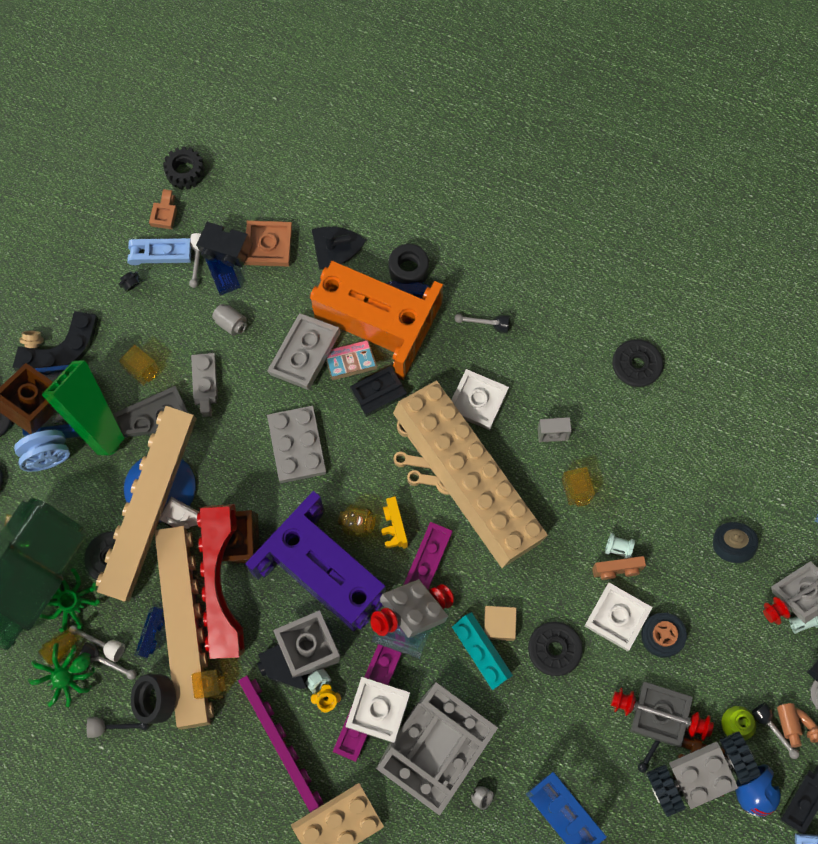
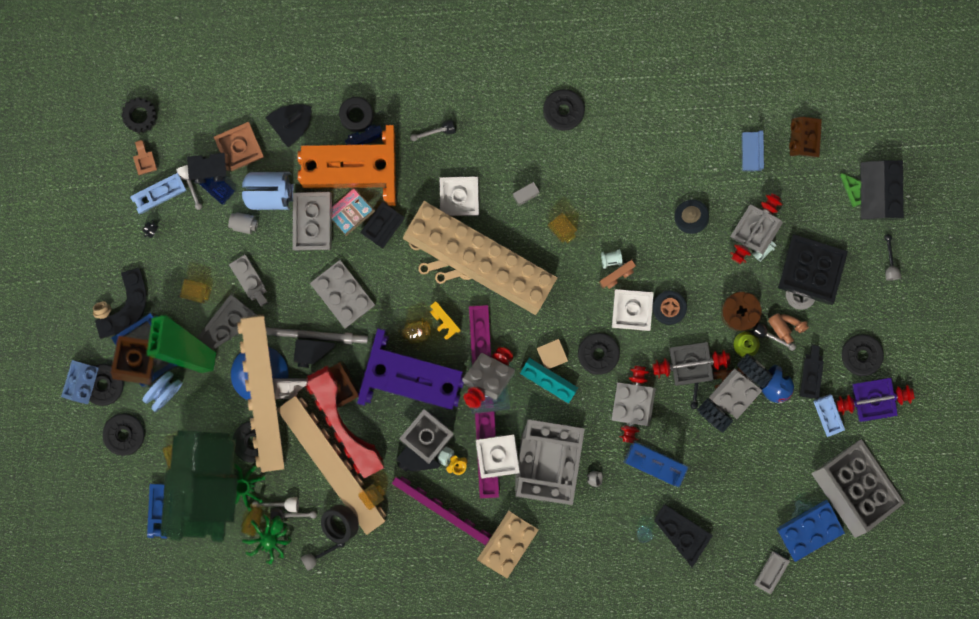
camera: 25 degrees left, 15 degrees up
(146, 642) = (310, 474): clear blue plate -> none
(228, 488) = (310, 352): none -> black slope
(273, 297) = (267, 199): none -> light blue cylinder
(276, 493) = (347, 338): none -> light grey bar
(570, 728) = (633, 404): none -> light grey plate
(759, 669) = (736, 321): none -> reddish brown brick

